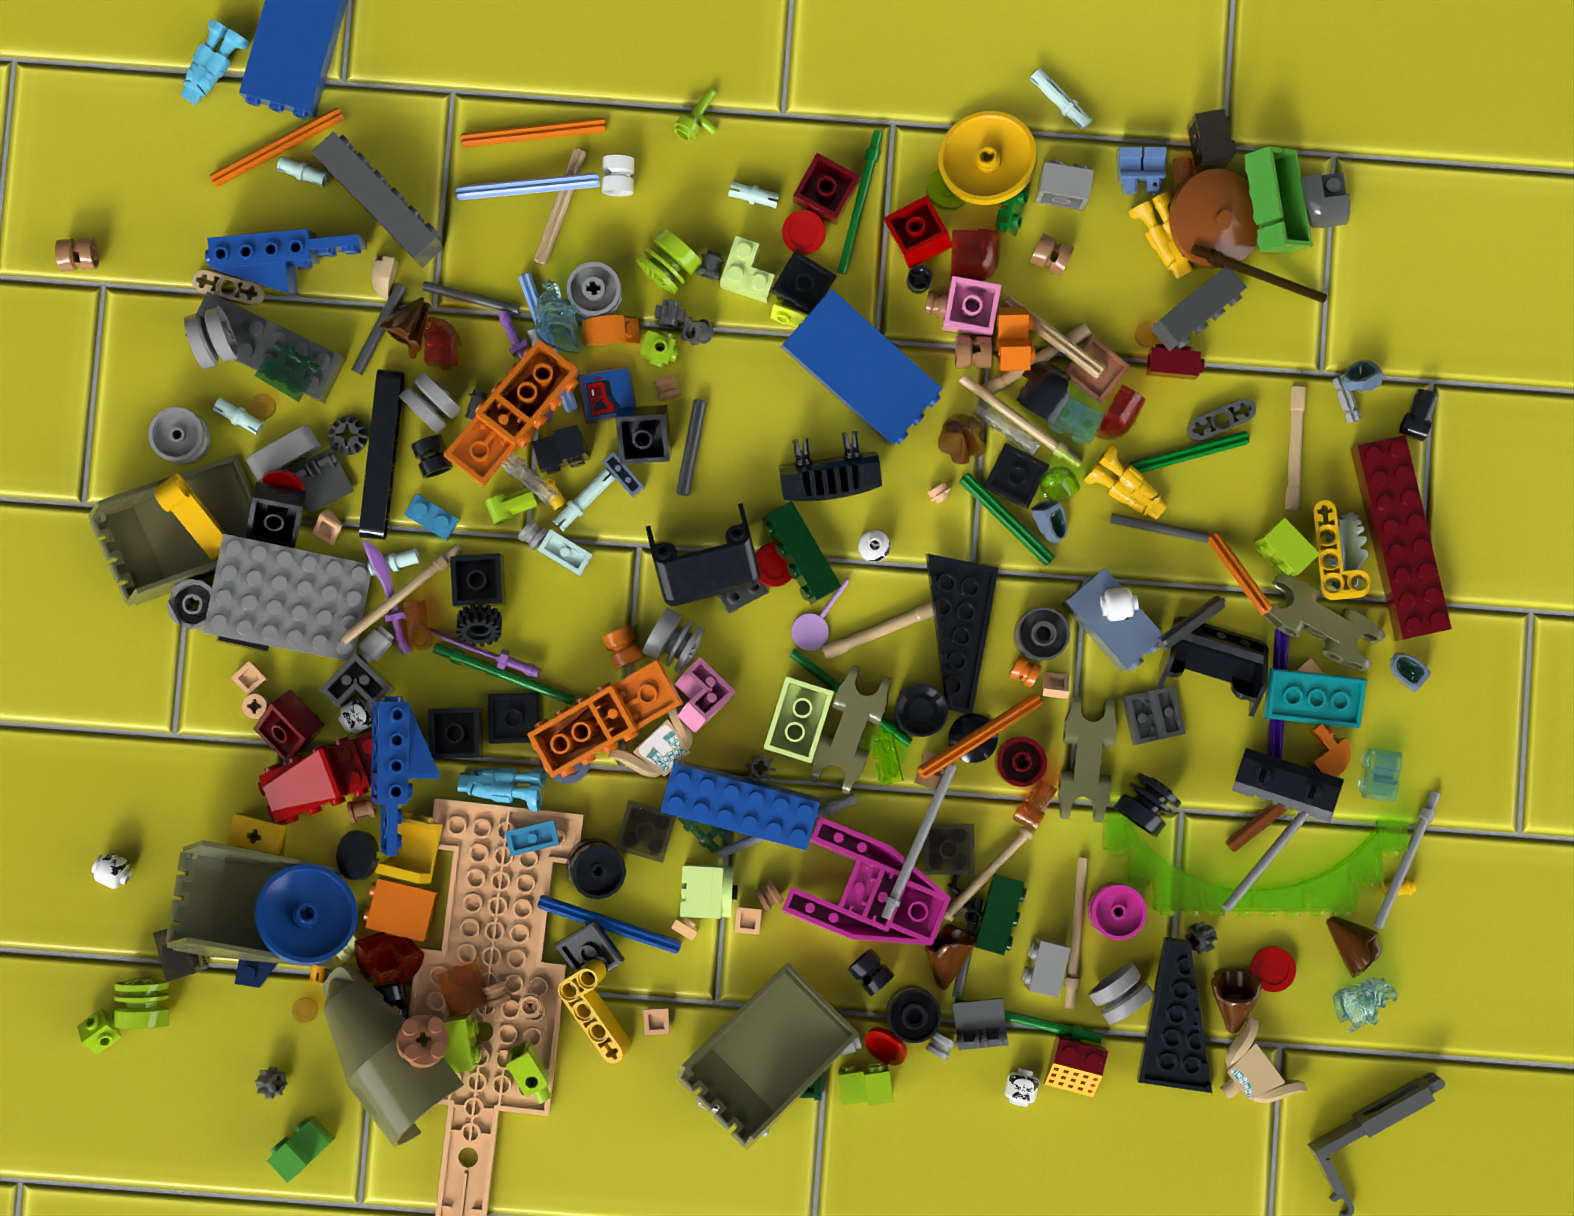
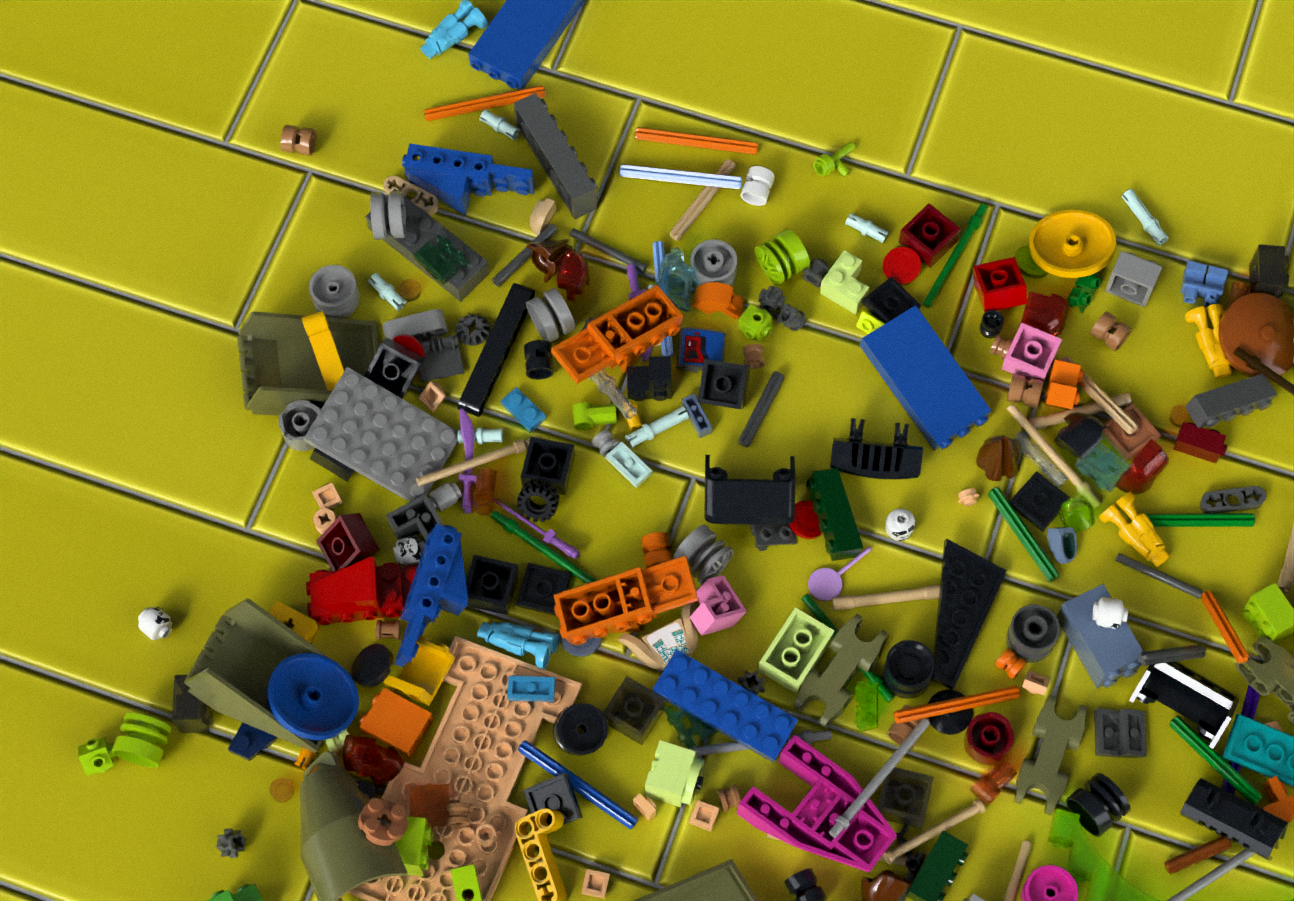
camera: 15 degrees right, 20 degrees down
(1257, 721) = (1215, 760): none -> green axle

